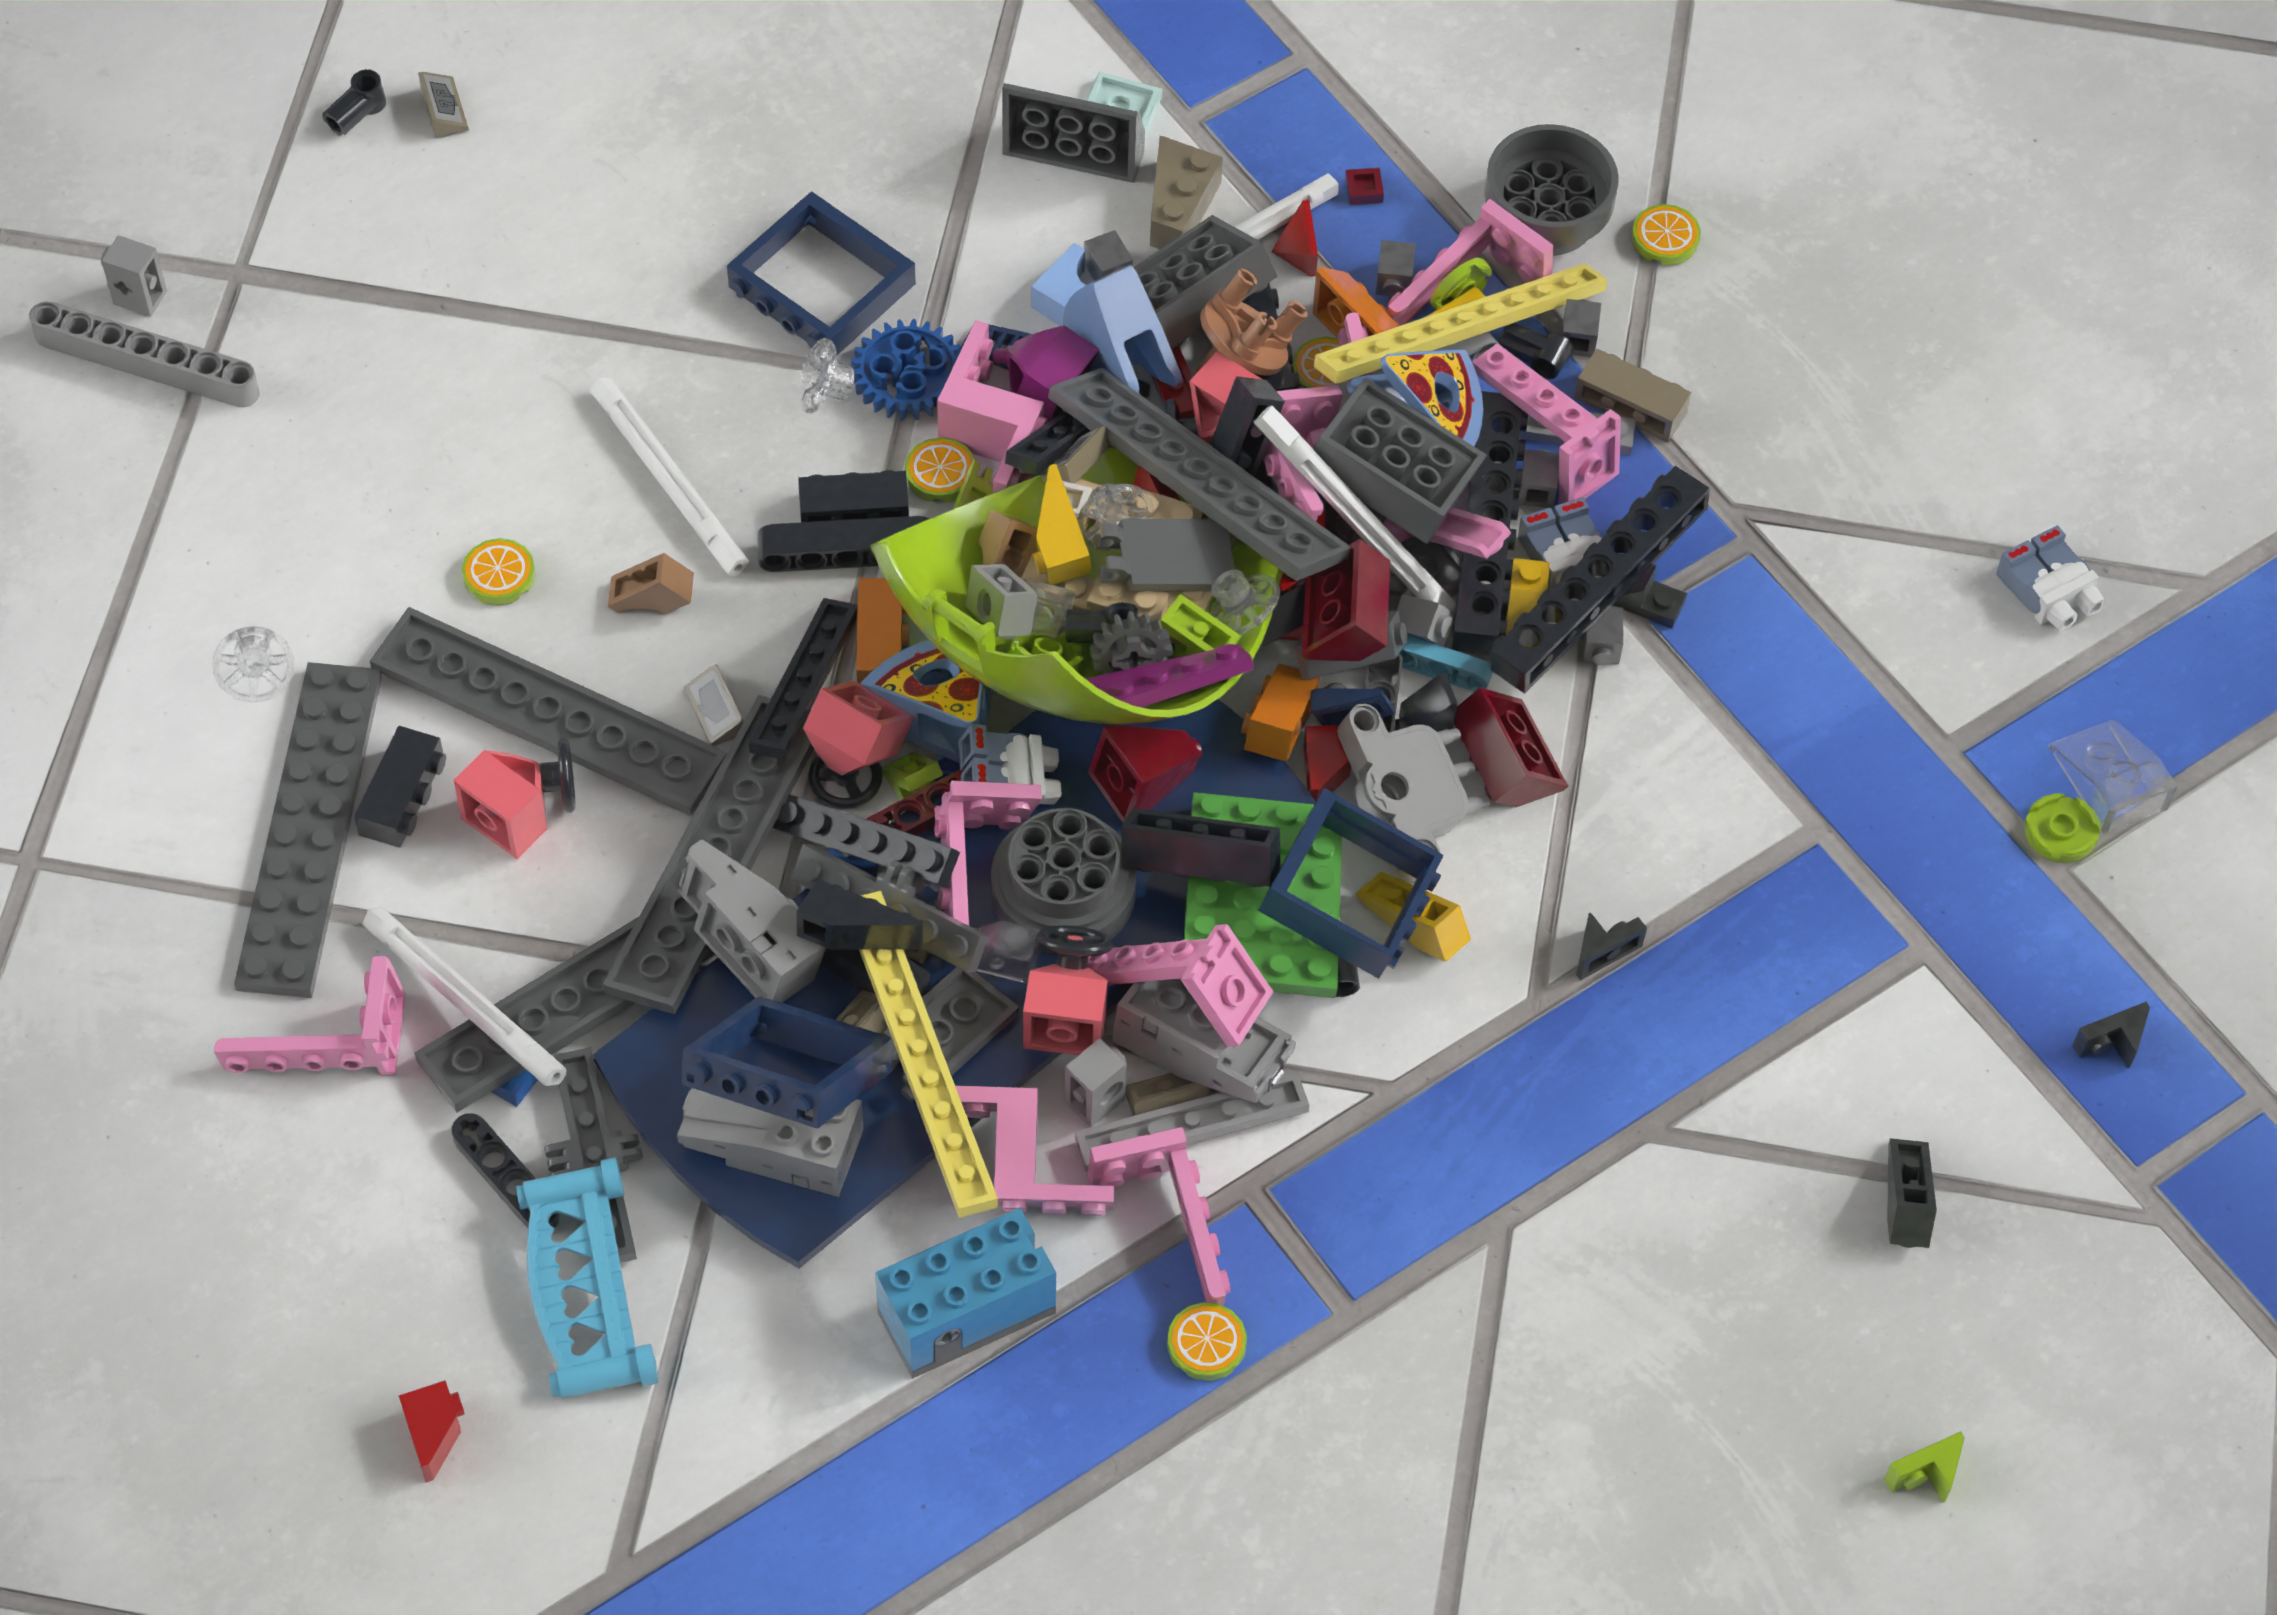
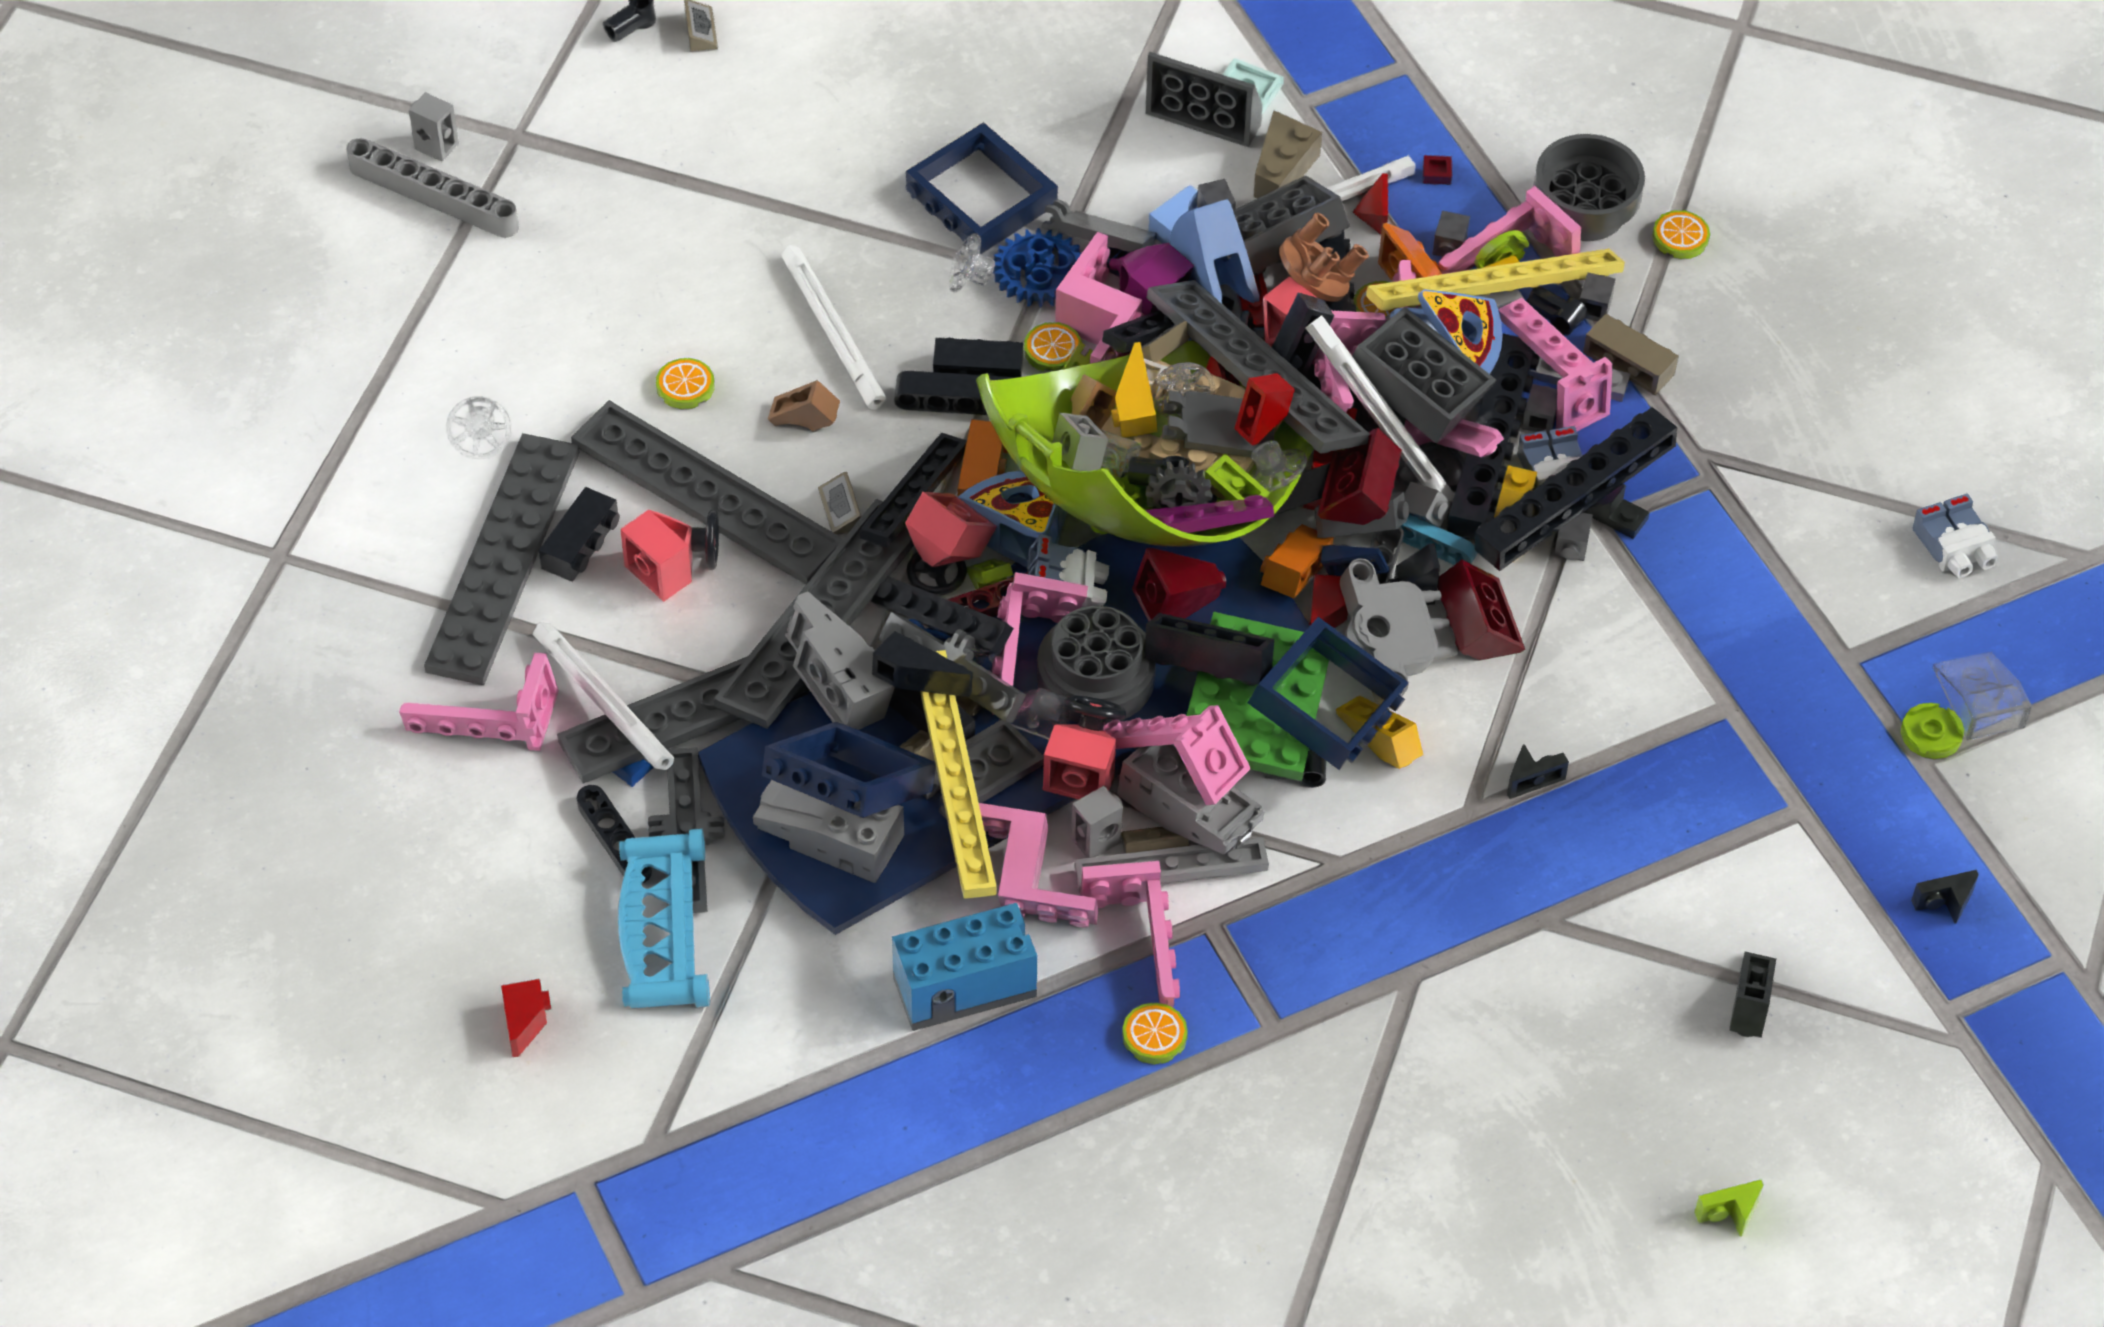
camera: 10 degrees right, 5 degrees down
(962, 310) = (1086, 226): none -> dark grey tile
(1219, 530) = (1263, 406): none -> red slope

